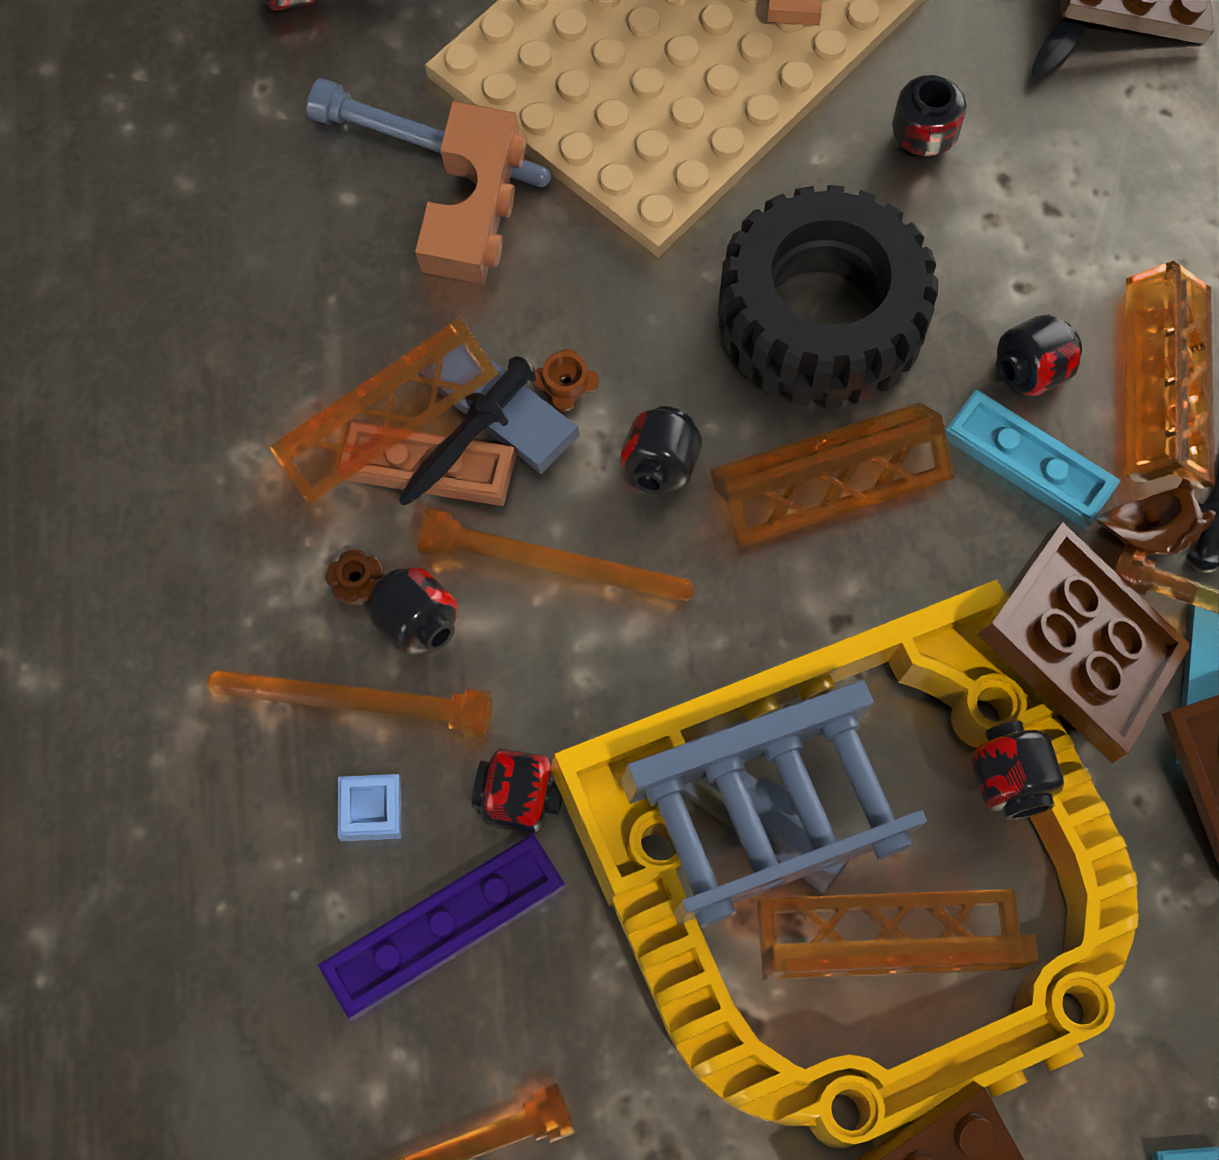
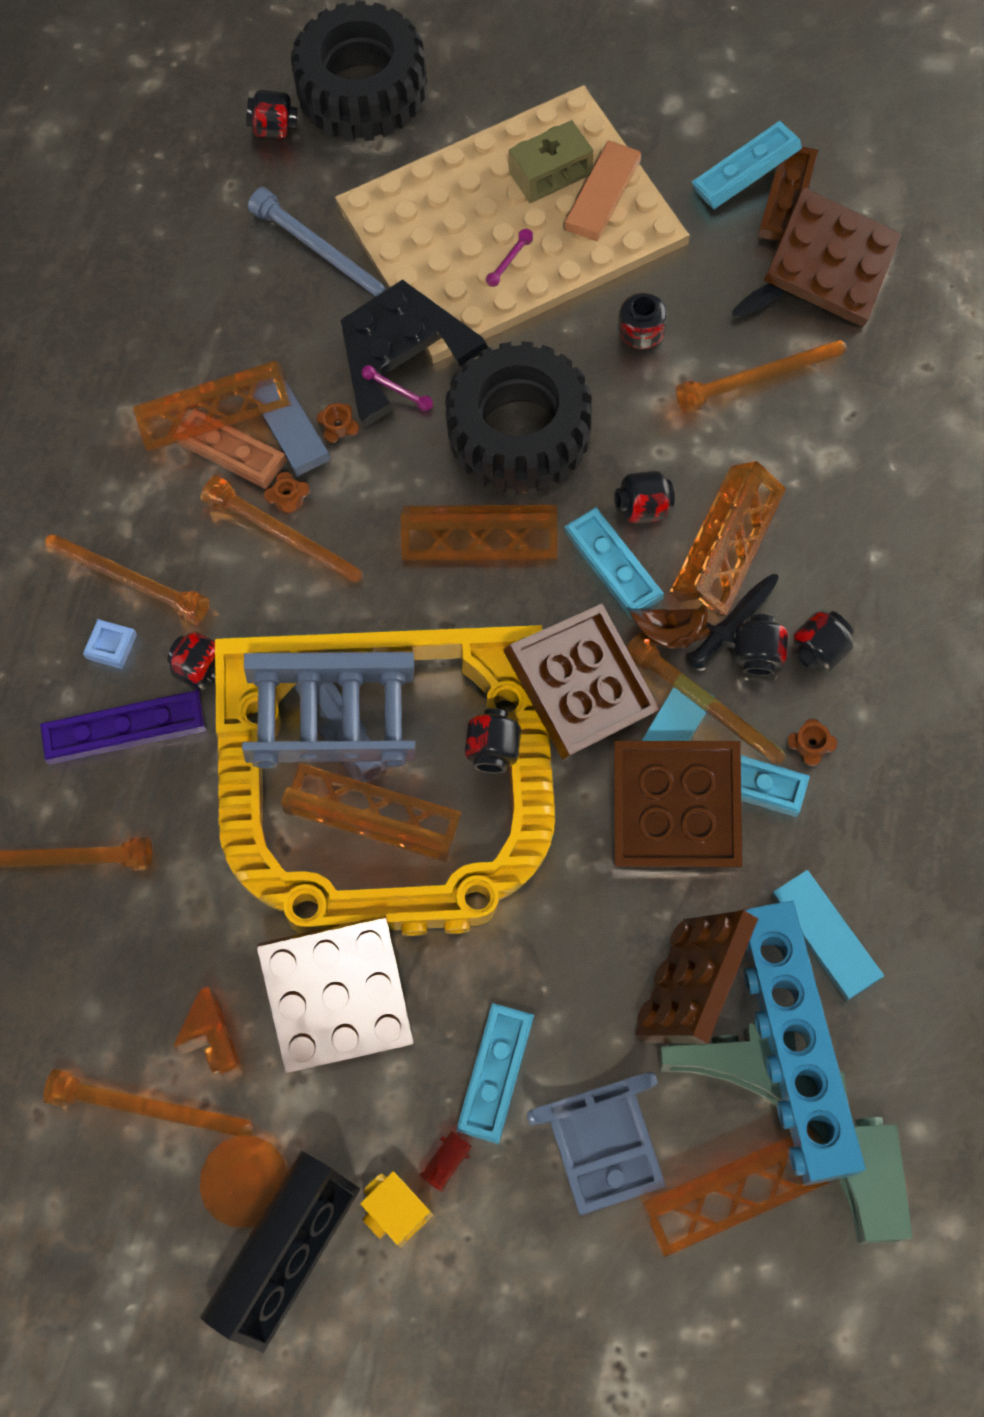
camera: 25 degrees right, 0 degrees up
(357, 591) = (161, 512): reddish brown plate -> none
(412, 610) = (180, 533): black head -> none
(463, 237) = (312, 313): nougat arch -> none
(482, 413) = (275, 425): black sword -> none
(542, 517) = (290, 502): none -> dark orange plate
(594, 225) = (393, 331): none -> black wing
(661, 448) = (374, 483): black head -> none
(672, 316) = (423, 403): none -> magenta hinge
(719, 48) = (525, 238): none -> magenta hinge
(1035, 197) = (693, 395): none -> clear orange piece

